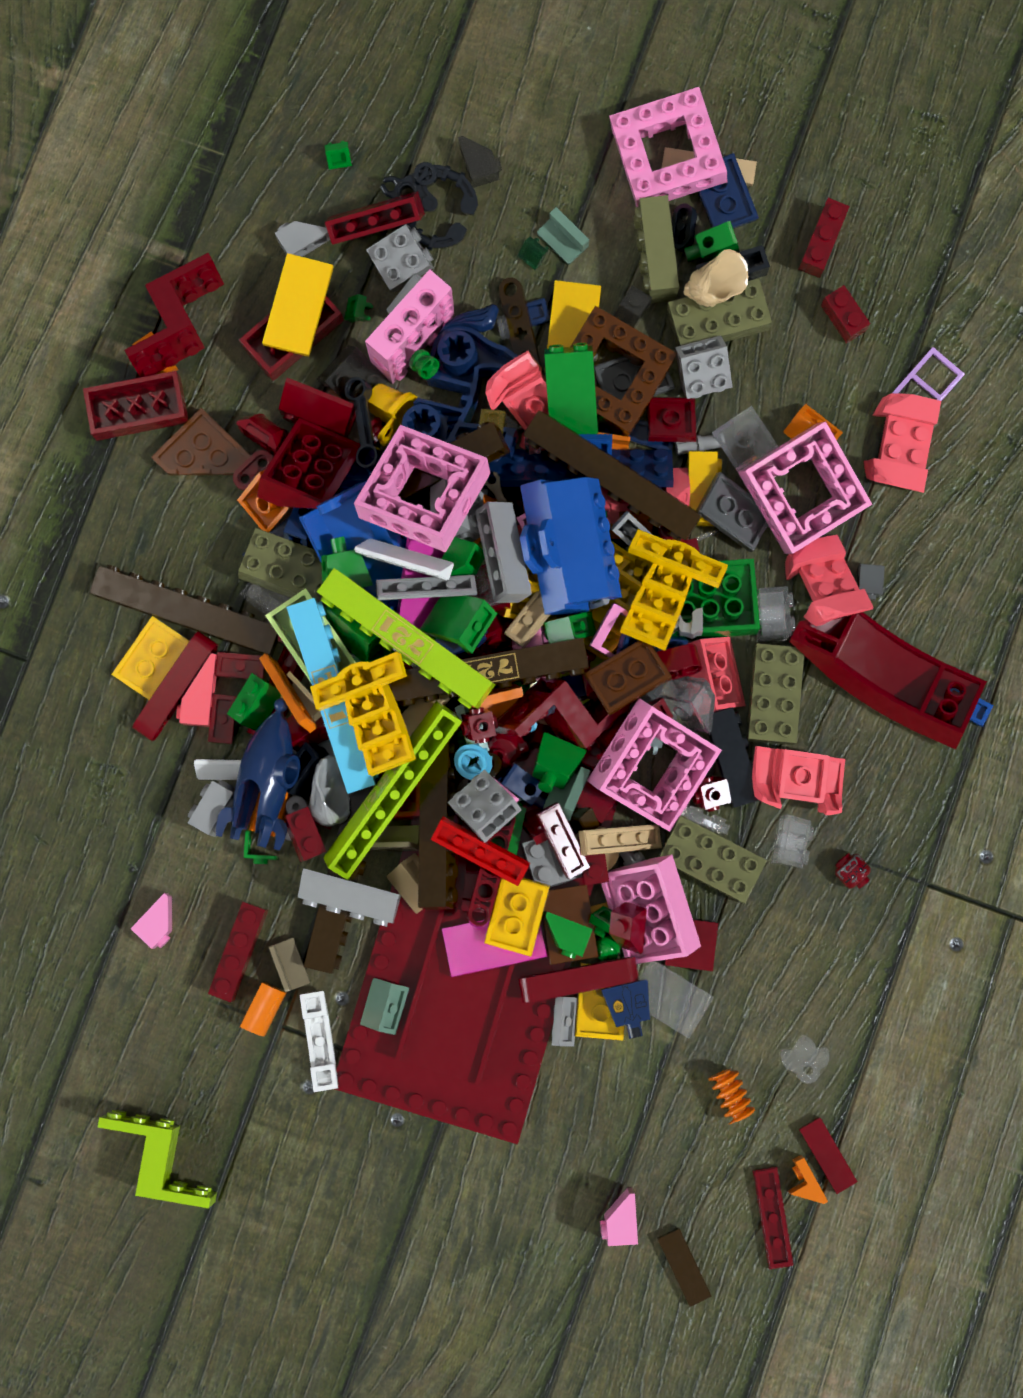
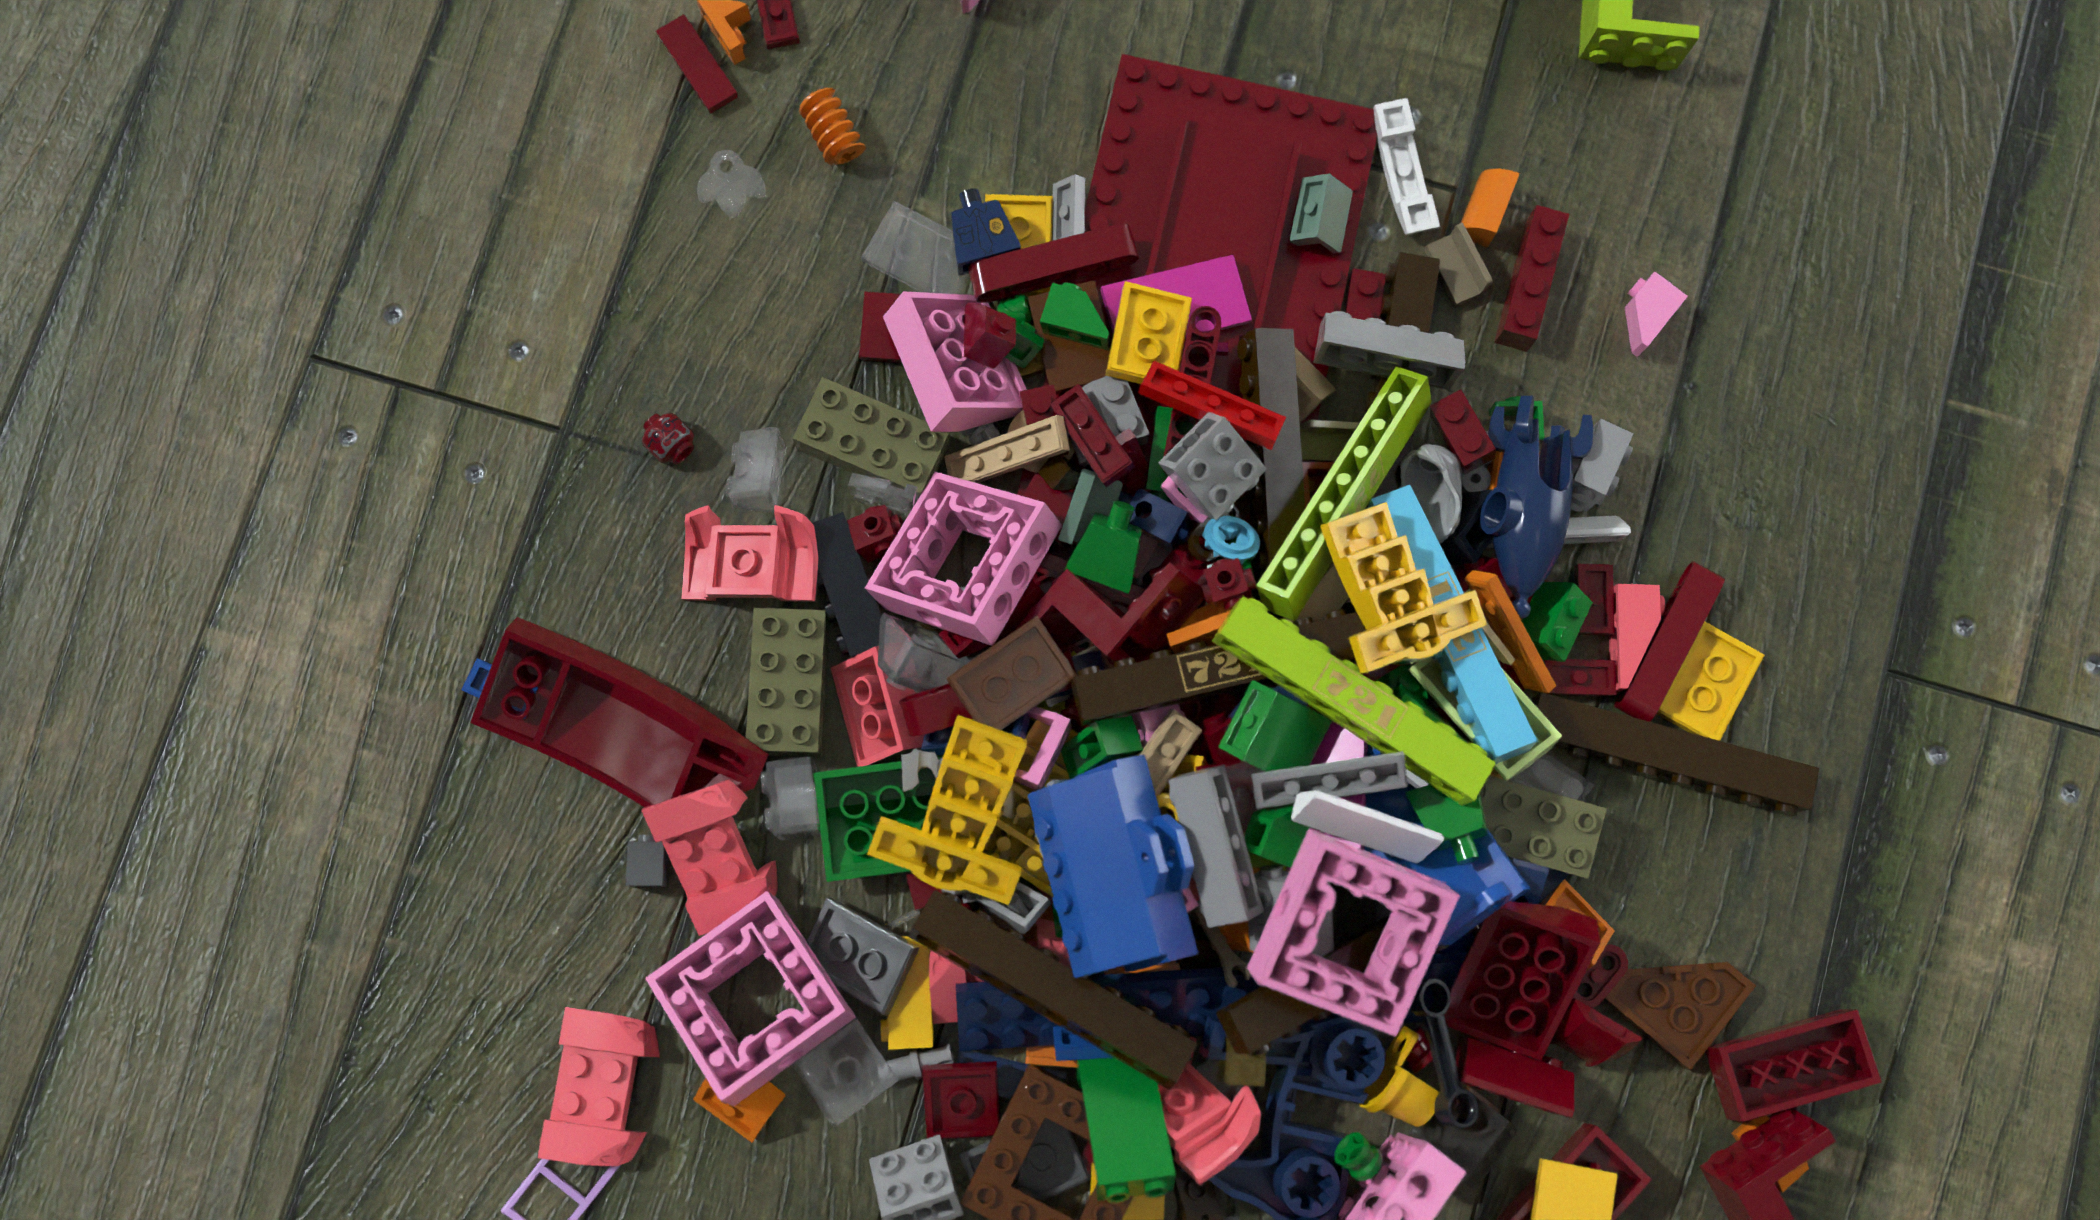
camera: 170 degrees right, 5 degrees down
(358, 942) = (1365, 294): none -> dark red plate

